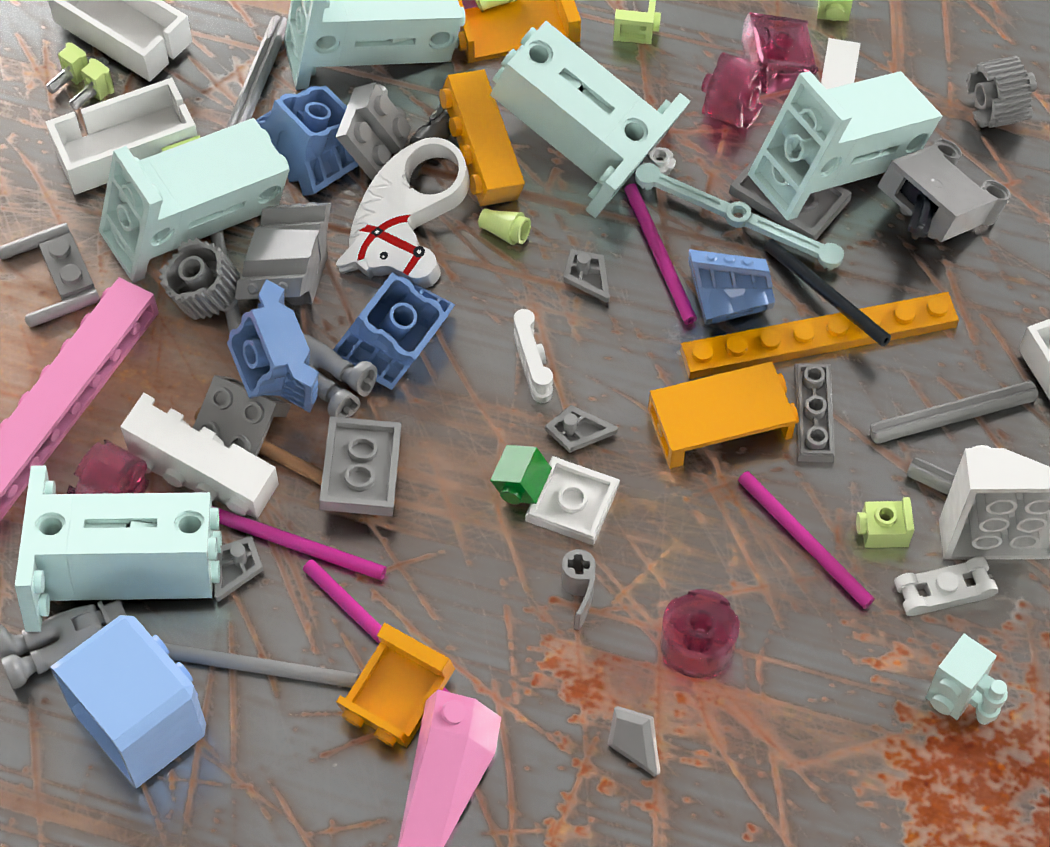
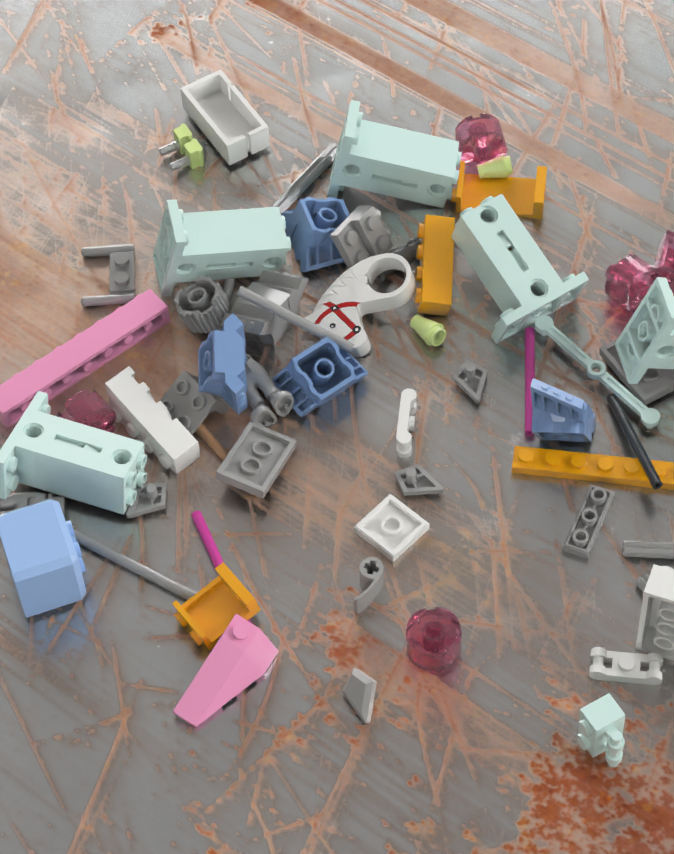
camera: 25 degrees right, 5 degrees down
(139, 119) = (194, 189): white piece -> none
(302, 544) = (195, 498): dark pink piece -> none
(335, 261) = (293, 318): none -> light grey piece
(521, 474) = (361, 498): green brick -> none
(636, 25) = (585, 218): yellowish green bracket -> none
(665, 155) = (562, 321): white plate -> none
(720, 410) = (521, 497): light orange panel -> none
(806, 540) = (542, 604): dark pink piece -> none
(886, 523) = (601, 610): yellowish green brick -> none

